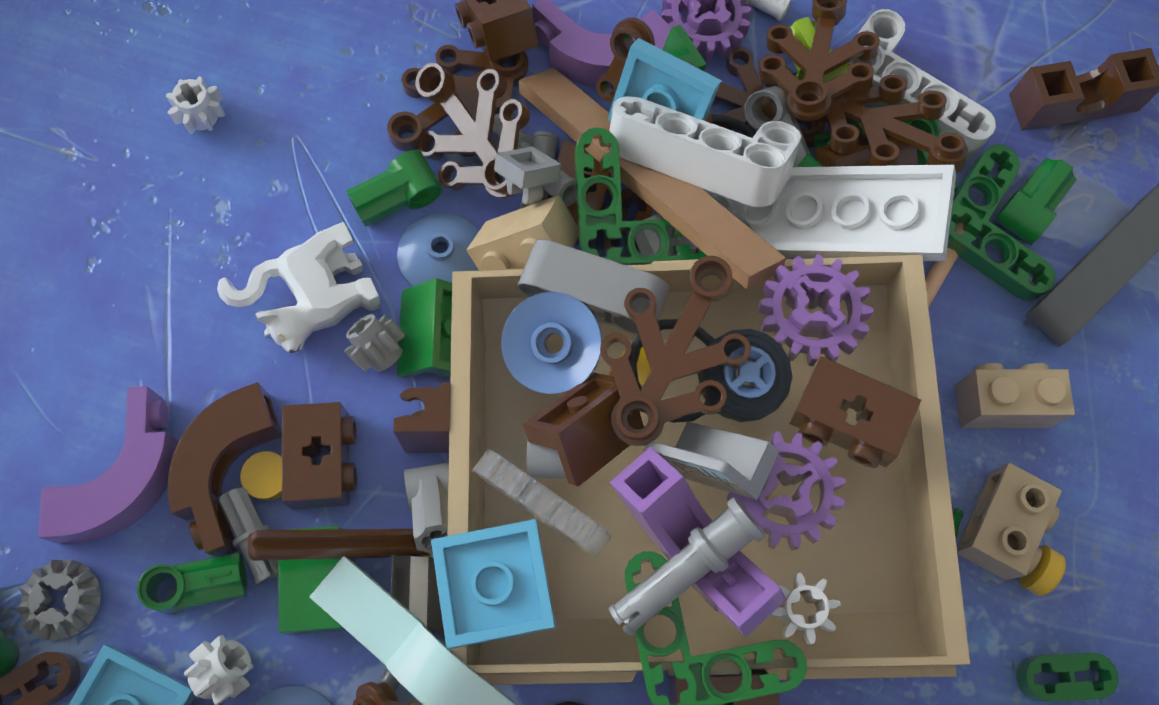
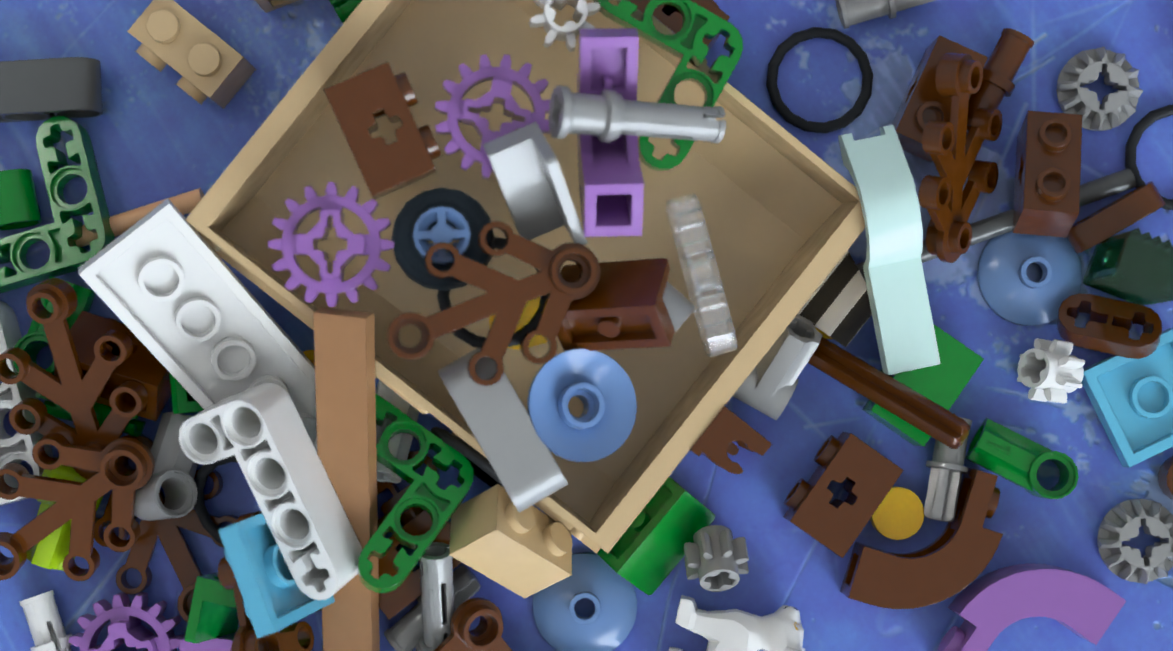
camera: 135 degrees left, 15 degrees up
(492, 584) = (791, 242): medium azure plate -> none
(527, 172) = (459, 601): light grey tile -> none

